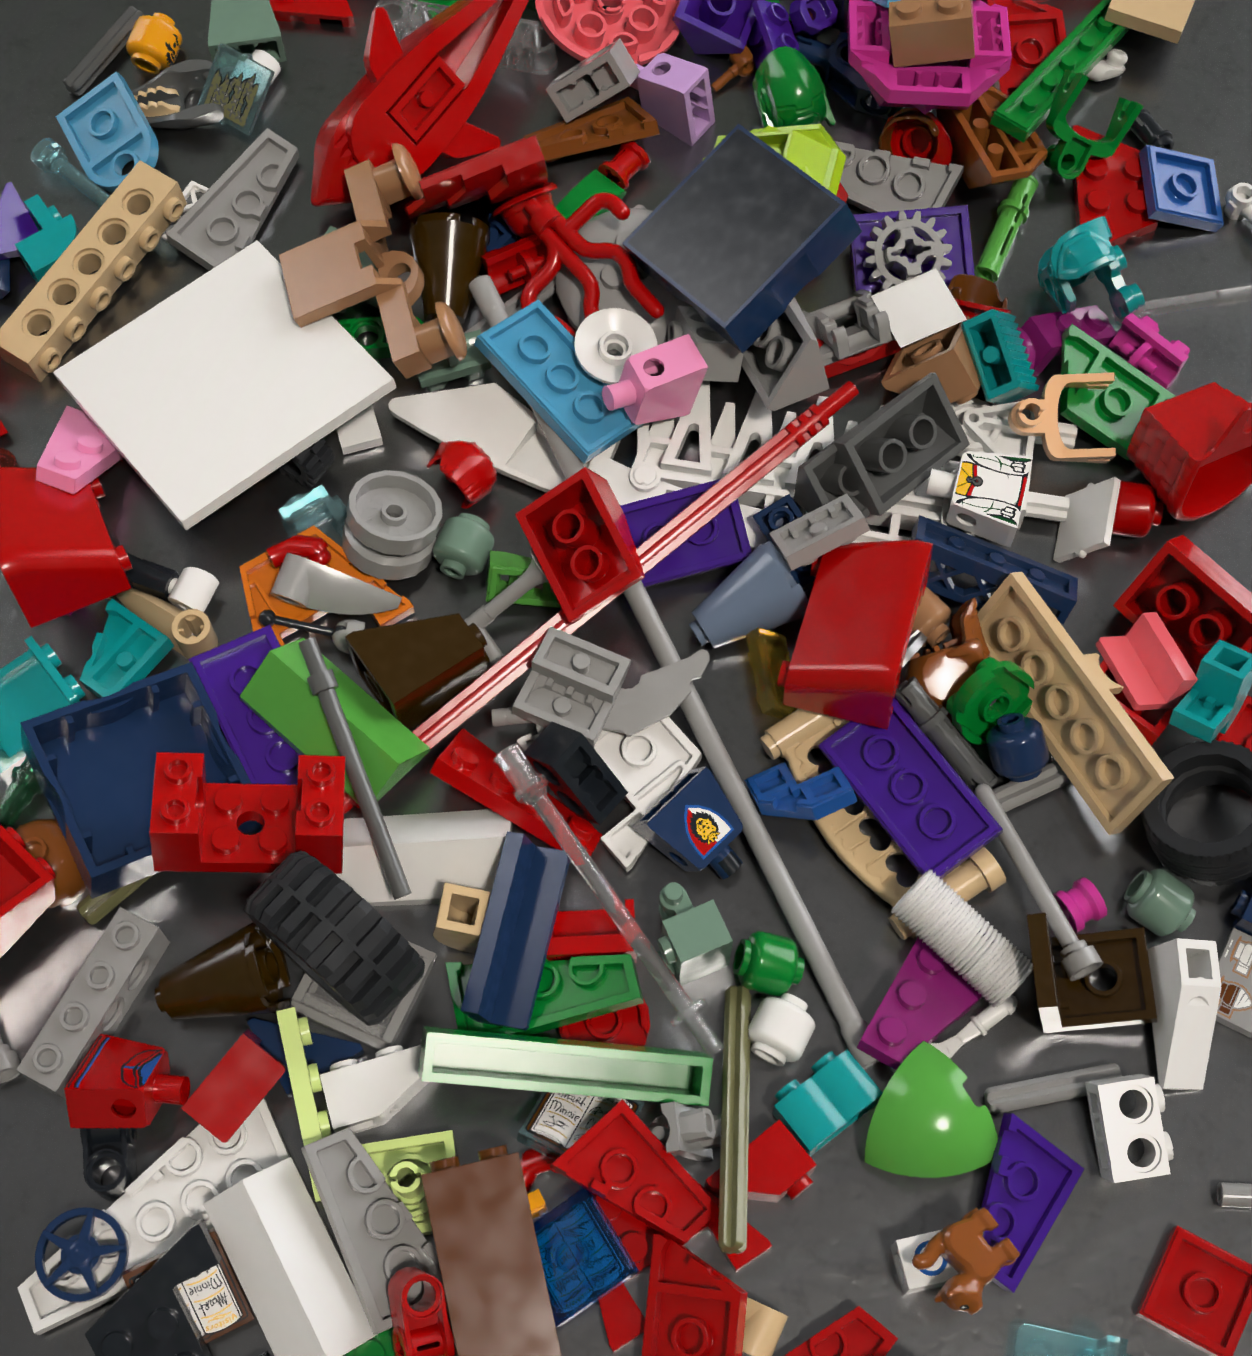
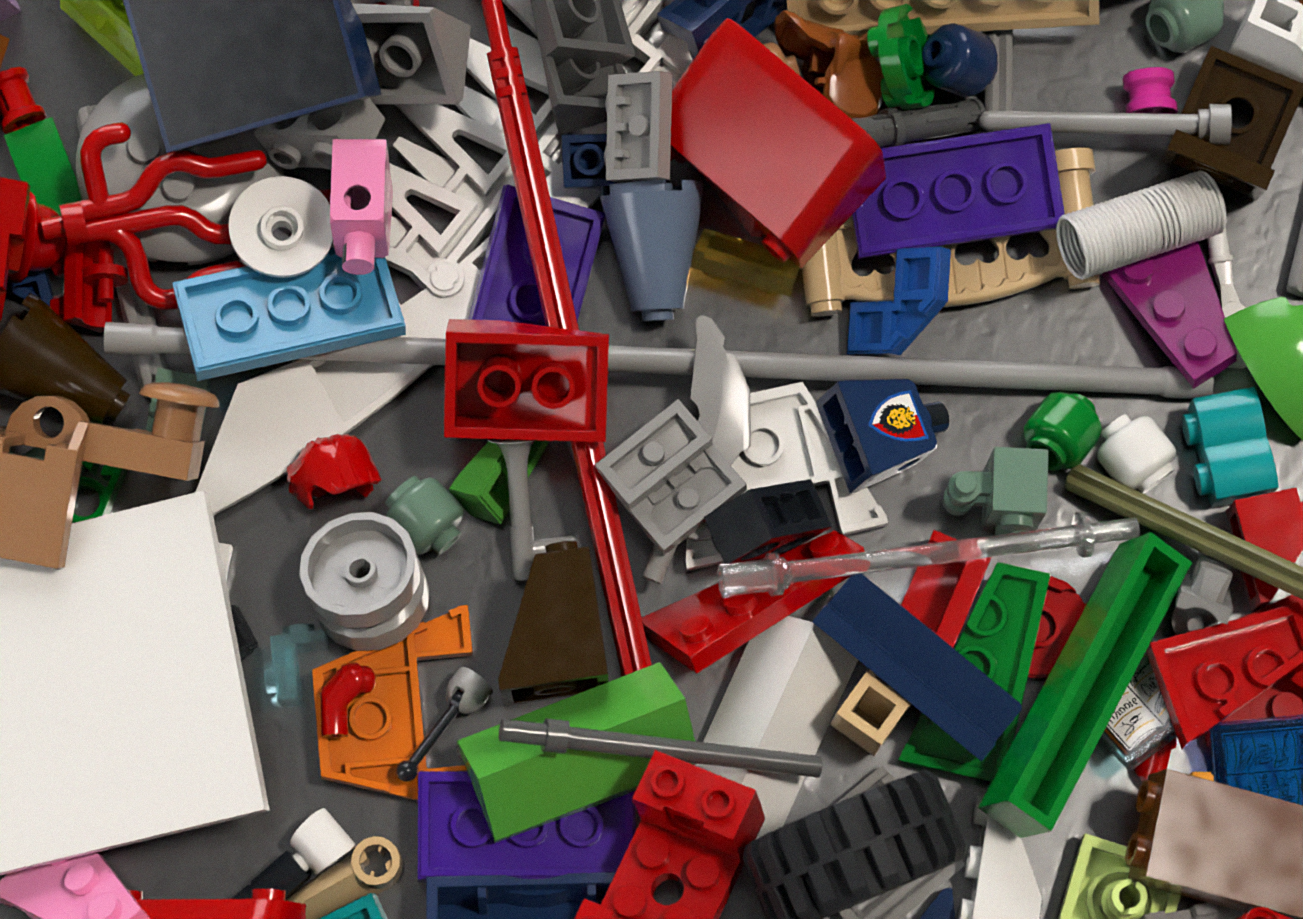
camera: 65 degrees left, 10 degrees up
(328, 590) = (409, 689): light grey piece -> none

